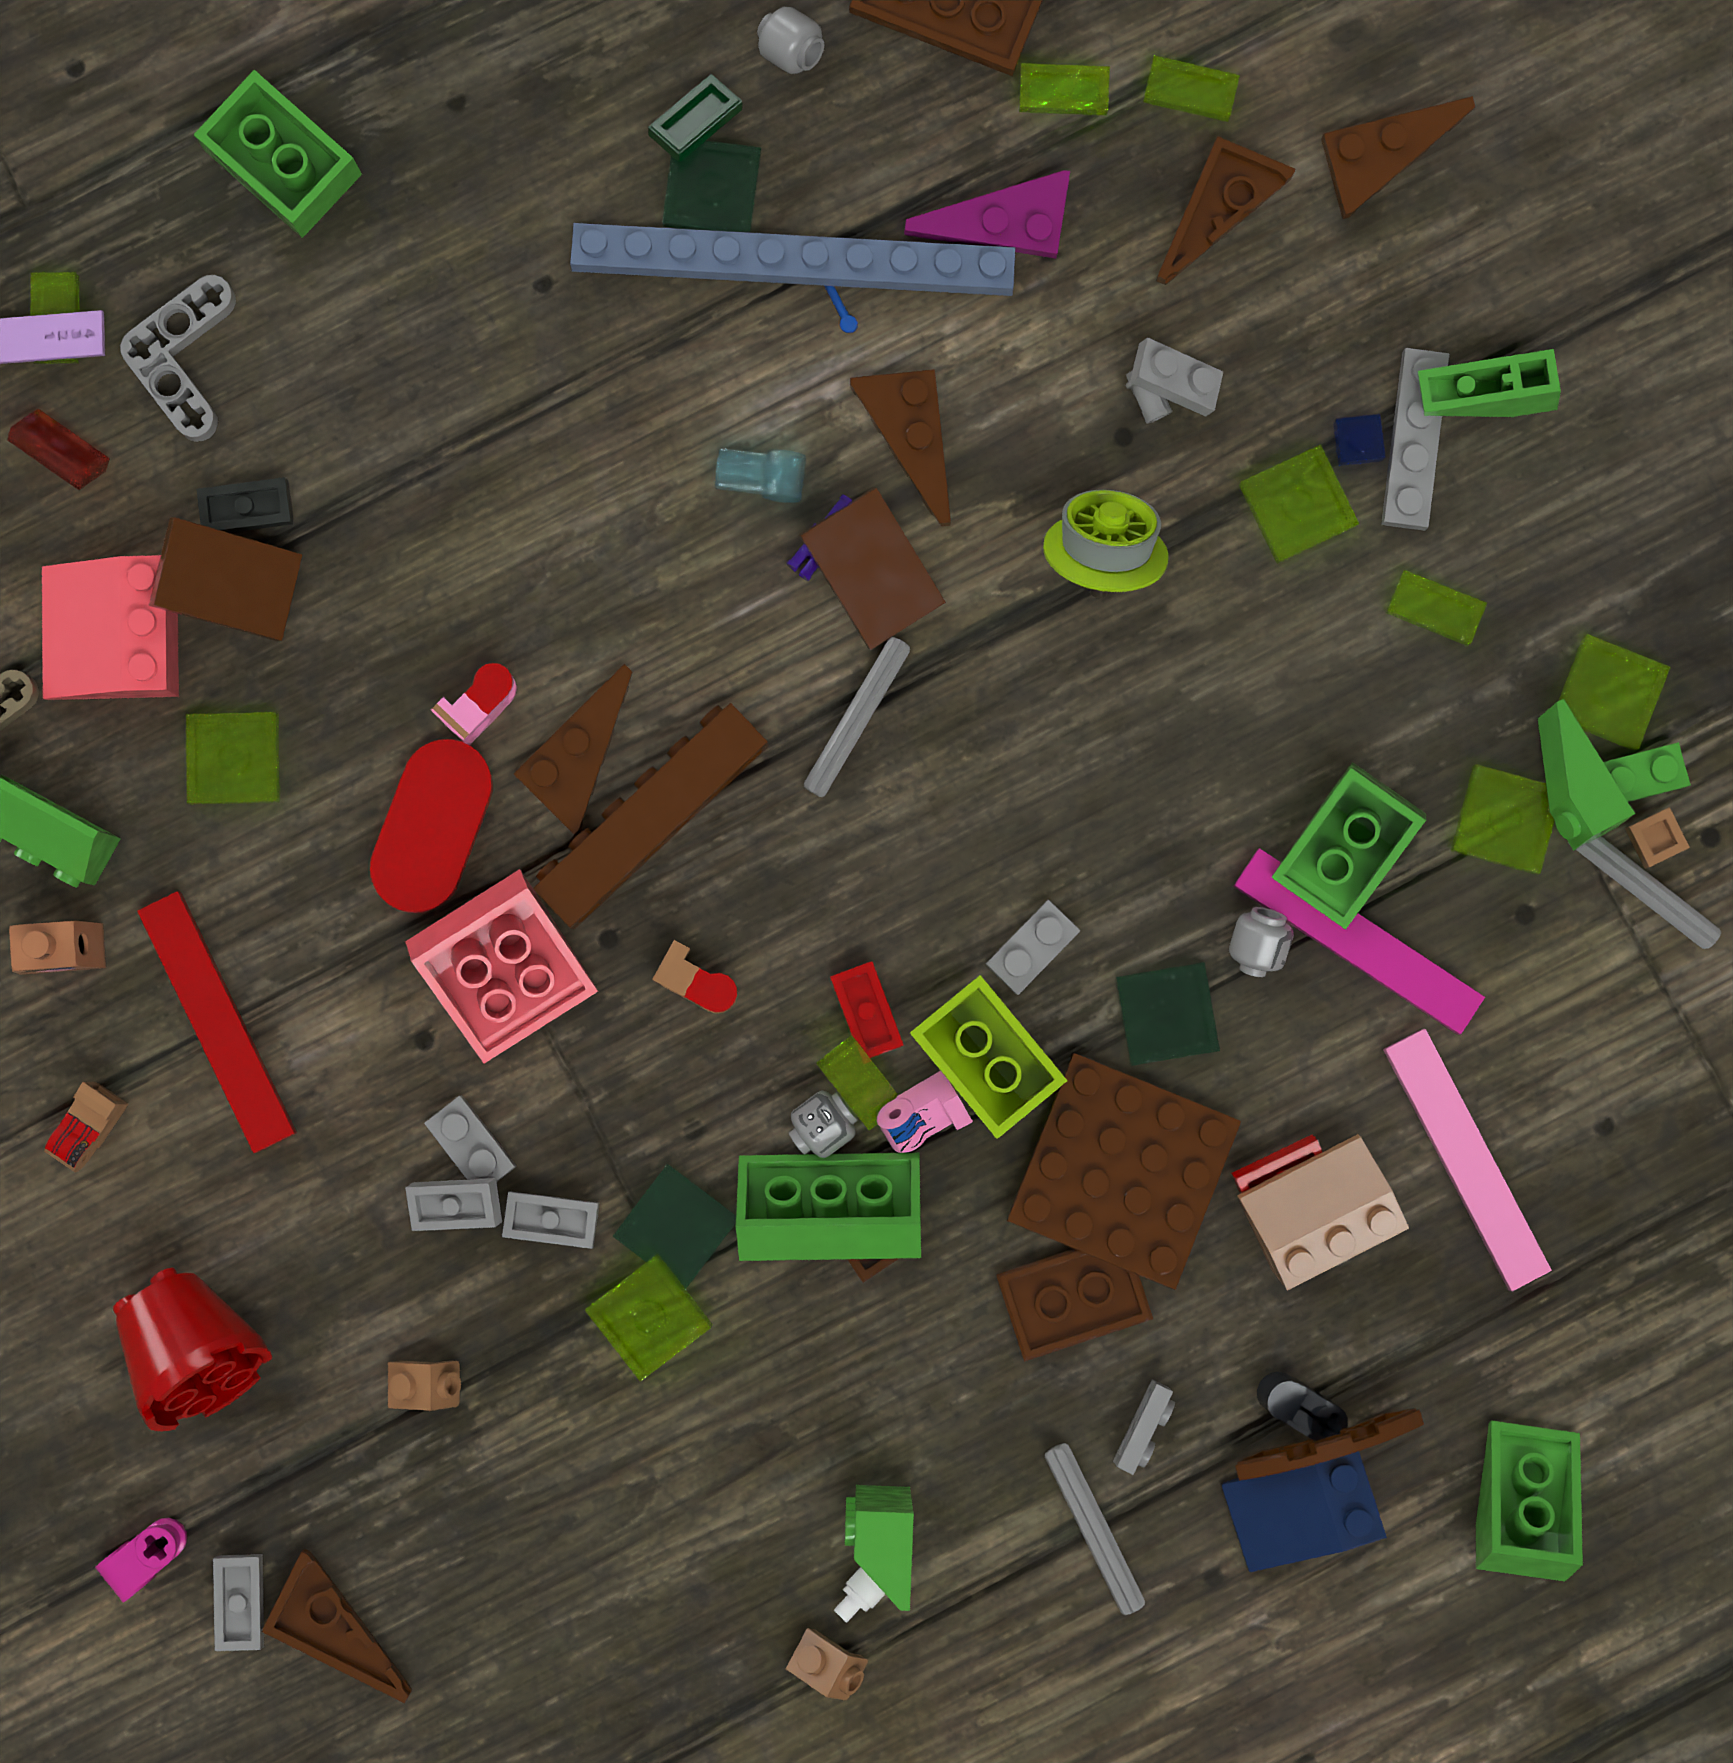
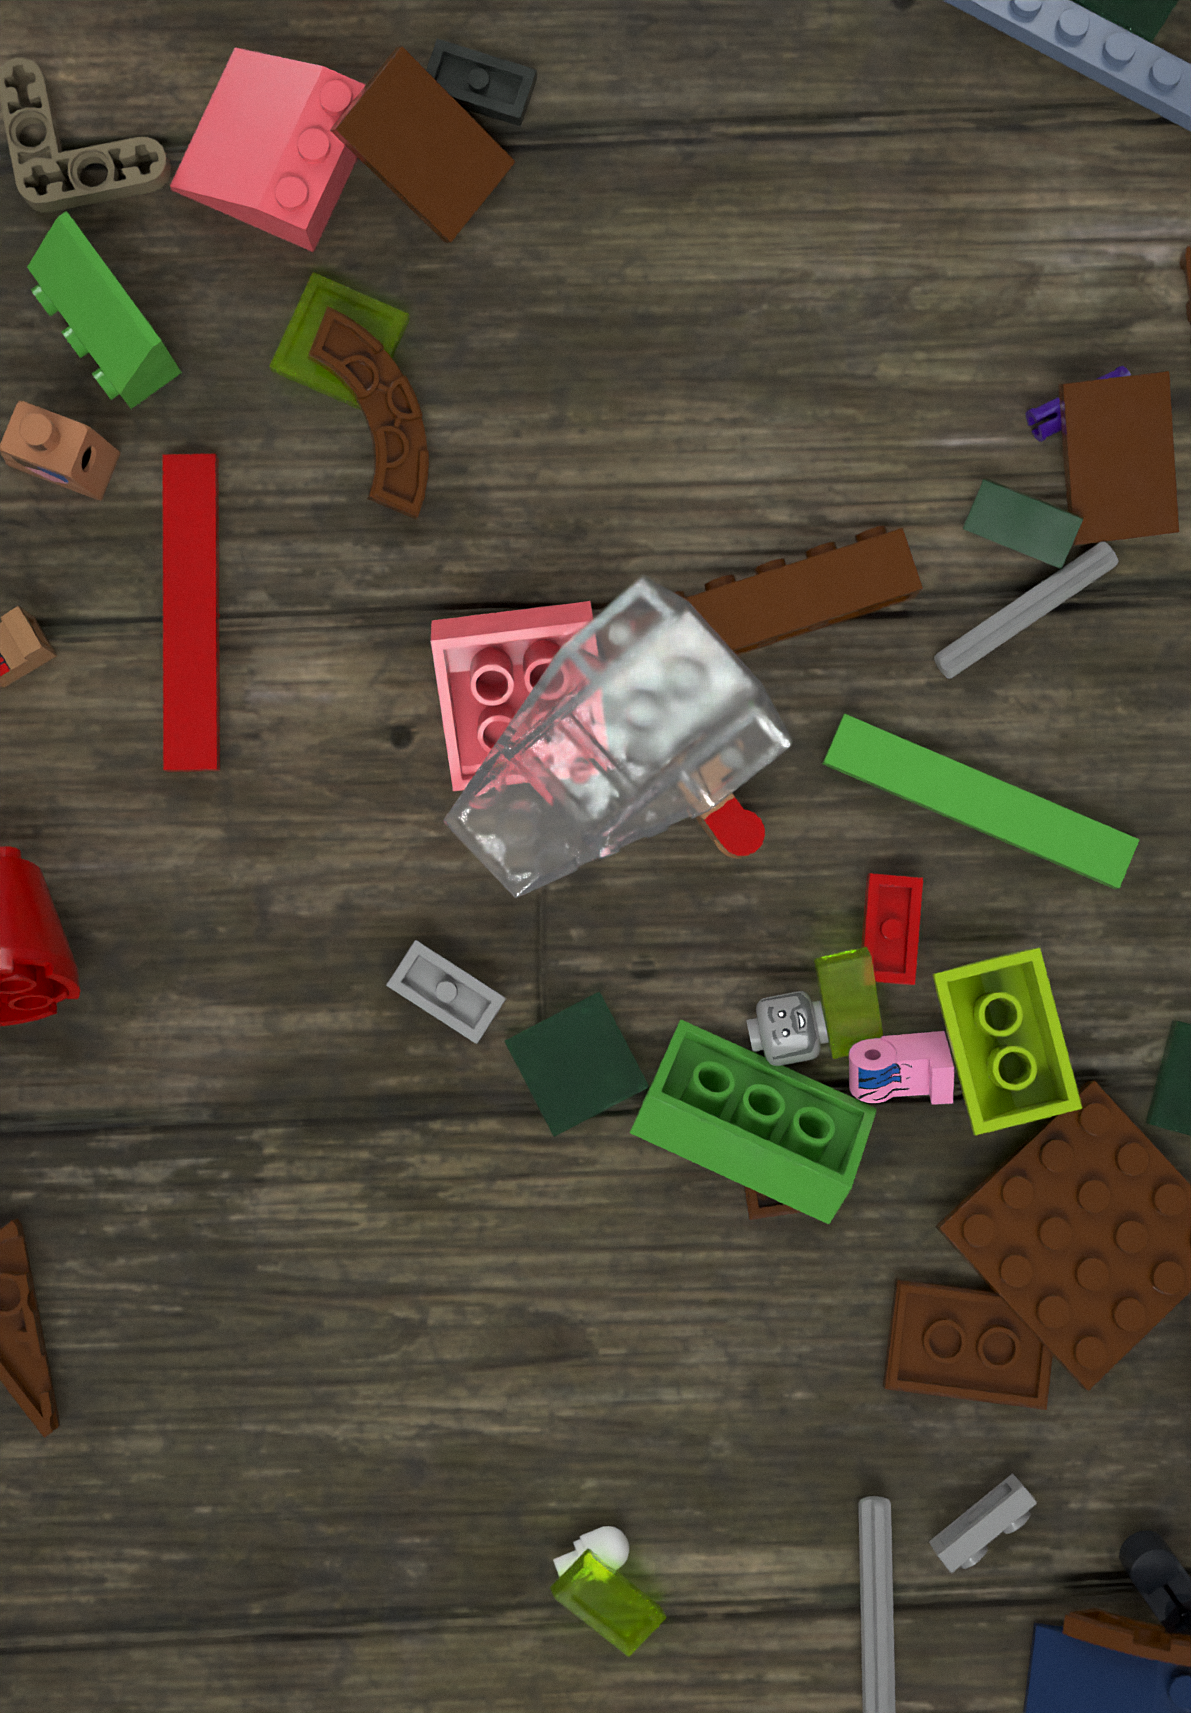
camera: 25 degrees right, 0 degrees up
(291, 790) = (388, 407): none -> reddish brown tile
(423, 1385) = (226, 1104): medium nougat bracket -> none
(431, 826) = (516, 512): red tile -> none
(453, 1204) = (351, 926): light grey plate -> none
(469, 1142) = (398, 870): light grey plate -> none
(480, 704) = (628, 406): leg -> none
(569, 762) = (695, 513): reddish brown wing -> none
(589, 971) = (617, 742): none -> clear wedge
(649, 1317) = (502, 1147): clear neon green tile -> none
(774, 474) = (1055, 309): clear light blue piece -> none
(822, 652) = (1023, 523): none -> dark green tile
(827, 1666) = (517, 1617): medium nougat bracket -> none
(879, 1621) = (608, 1602): none -> clear neon green tile
(882, 1537) = (657, 1517): bright green slope -> none
(890, 880) = (980, 801): none -> bright green tile
(1032, 947) = (1100, 946): light grey plate -> none

